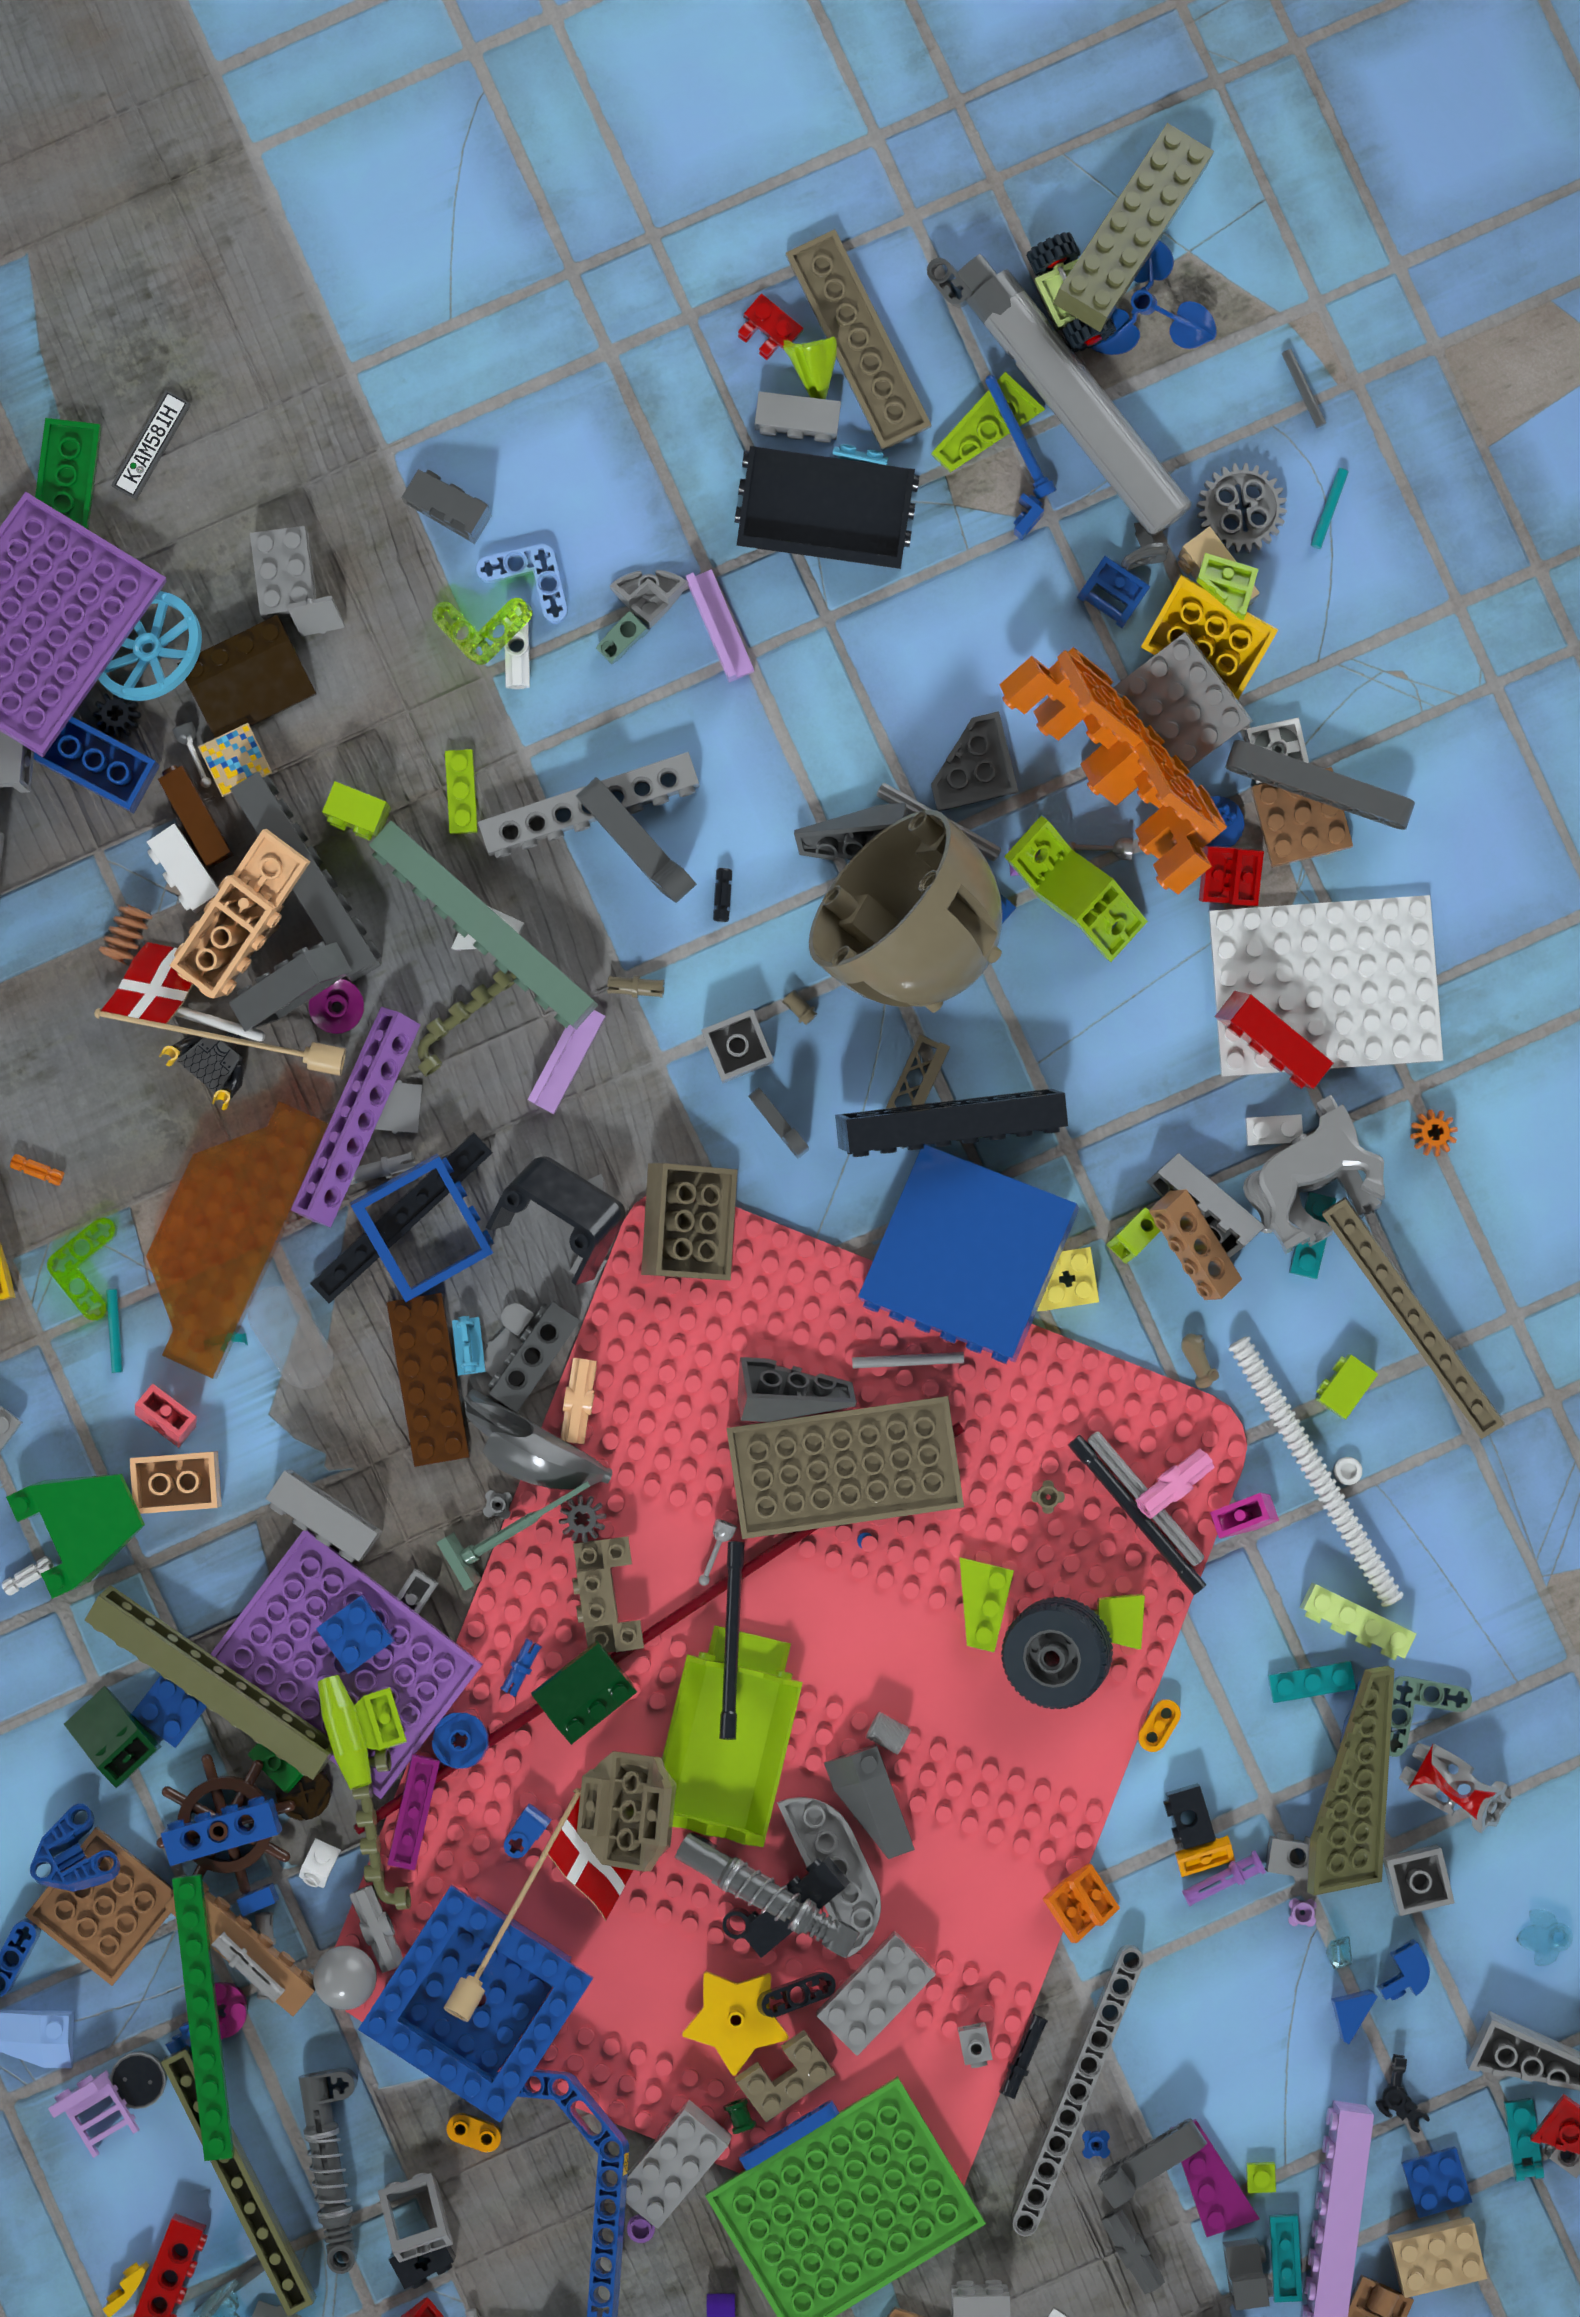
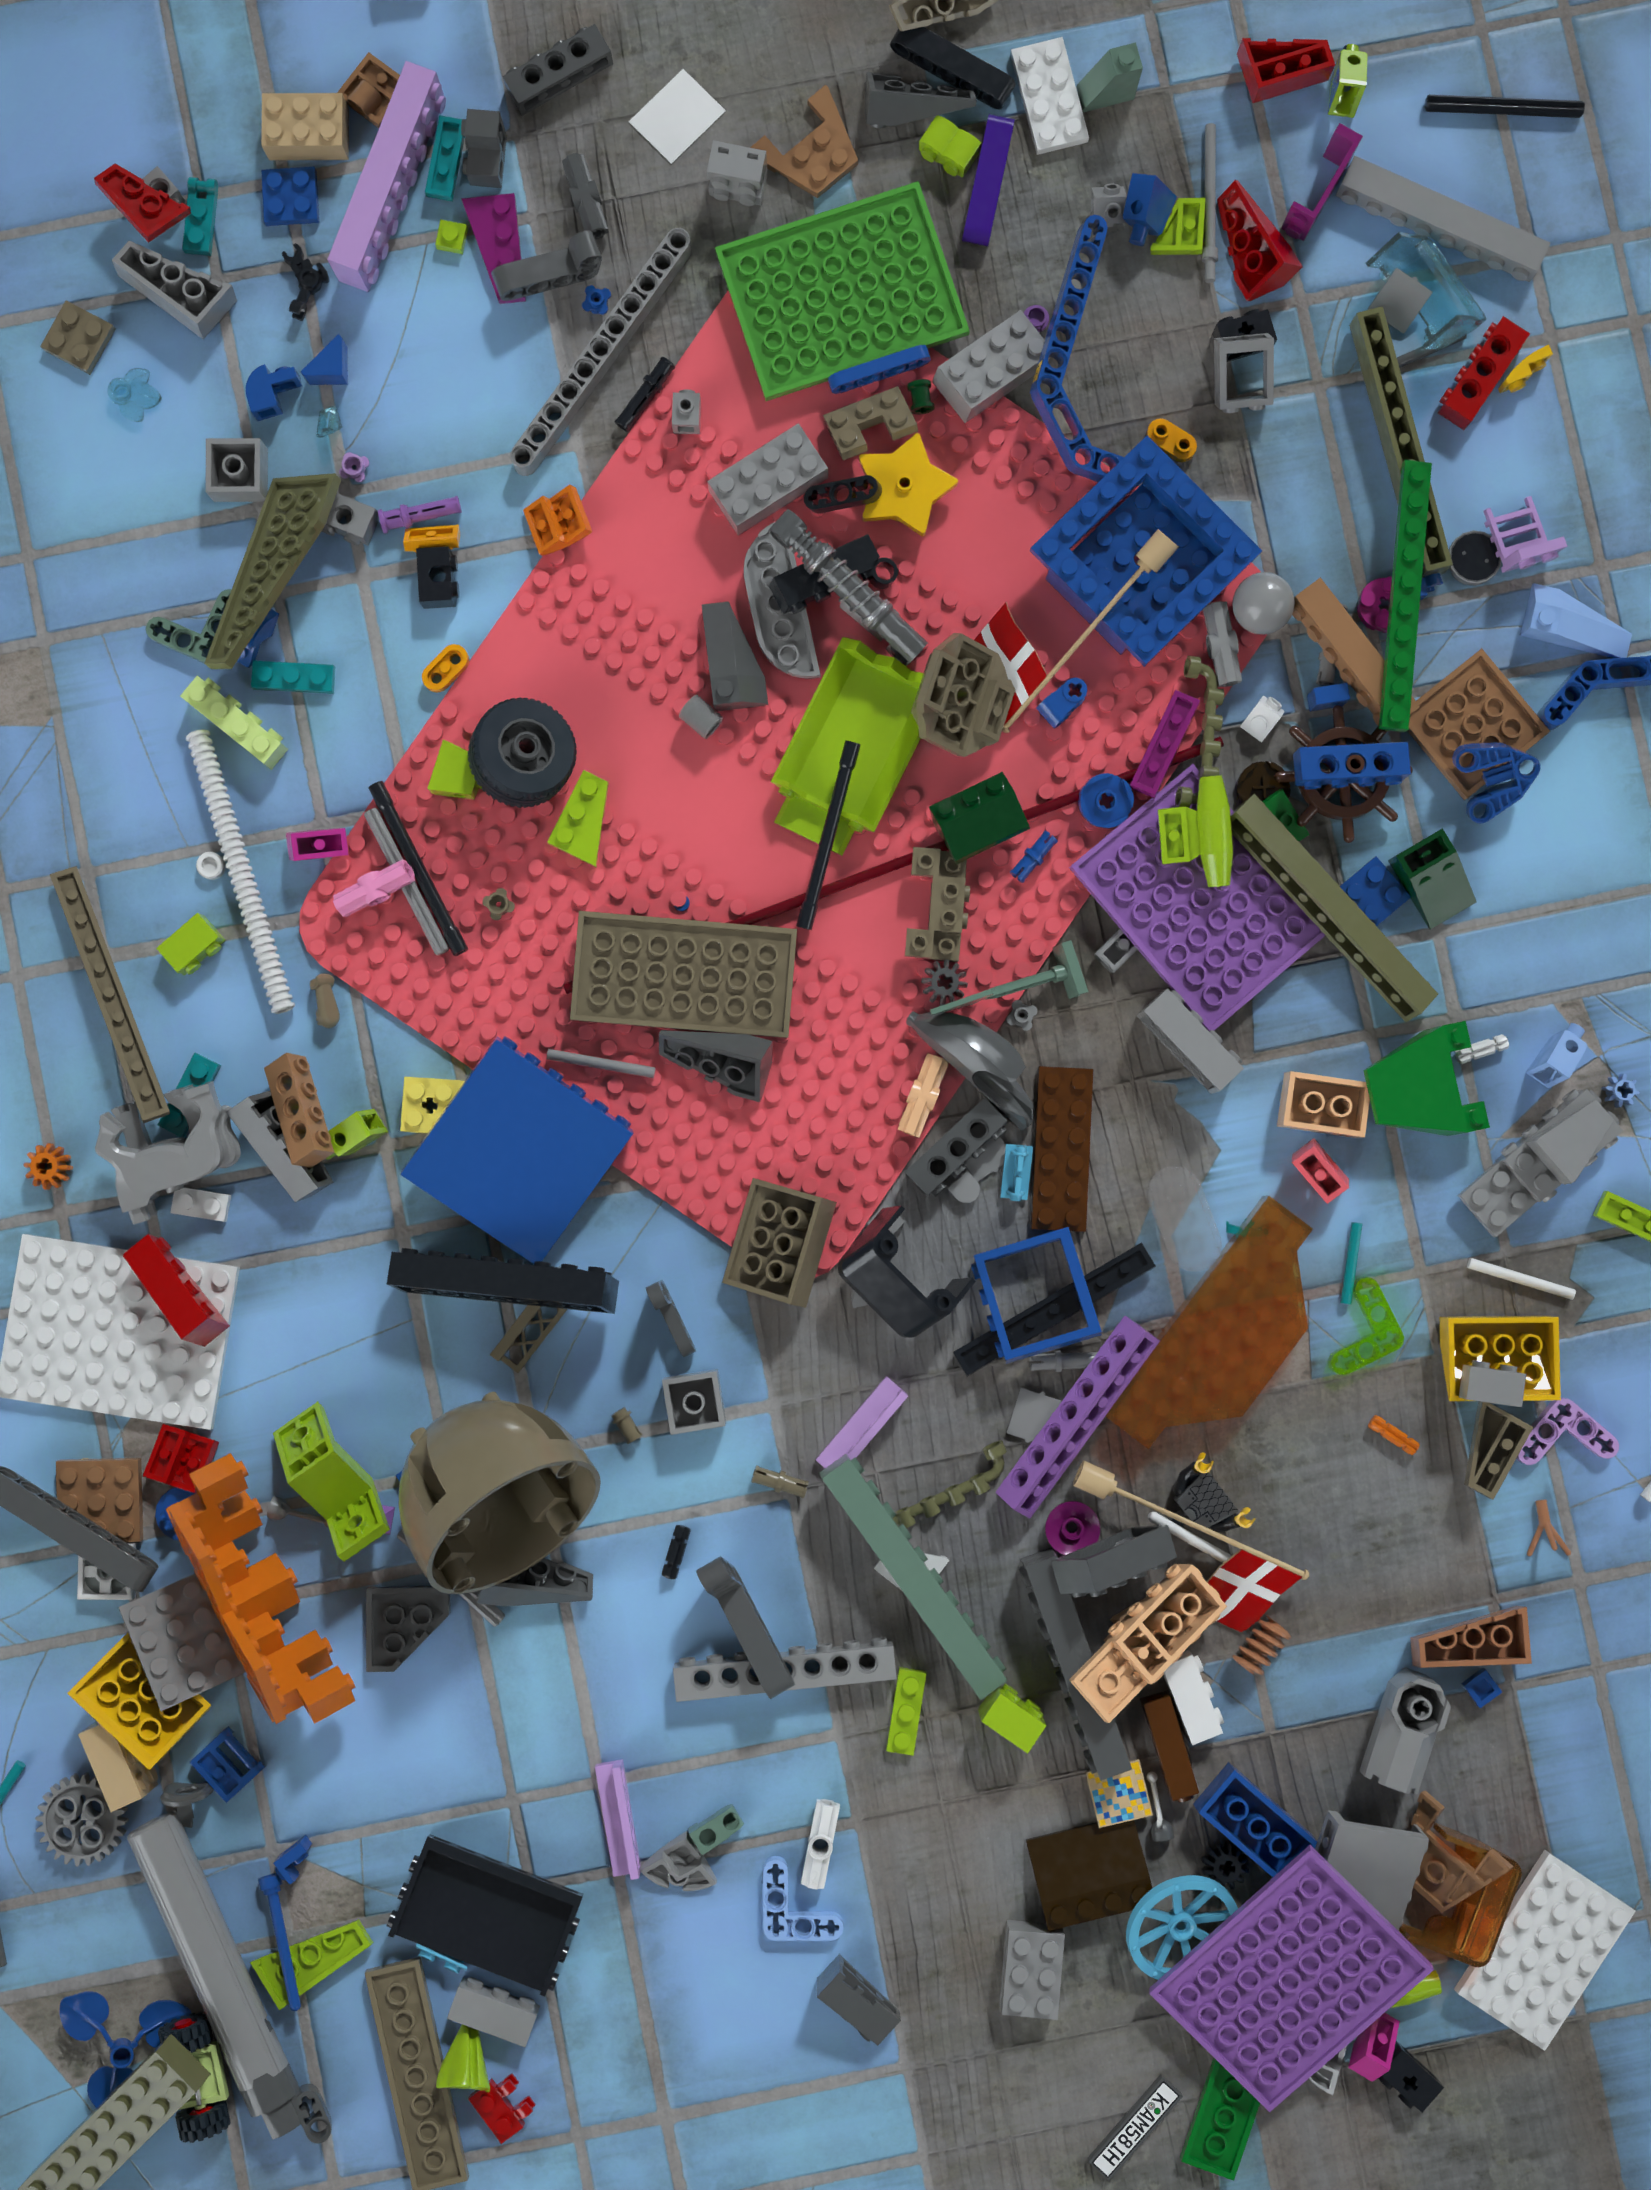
camera: 165 degrees left, 0 degrees up
(252, 1971) = (1356, 634): light grey pin -> none
(316, 616) = (1009, 1920): light grey piece -> none
(326, 2162) = (1314, 464): dark grey piece -> none
(355, 1634) = (1184, 921): blue plate -> none
(477, 638) = (857, 1861): clear neon green beam -> none
(722, 1532) = (814, 940): light grey hinge -> none
(1228, 582) = (103, 1752): lime wing -> none
(1482, 1803) = (197, 561): light grey hips -> none

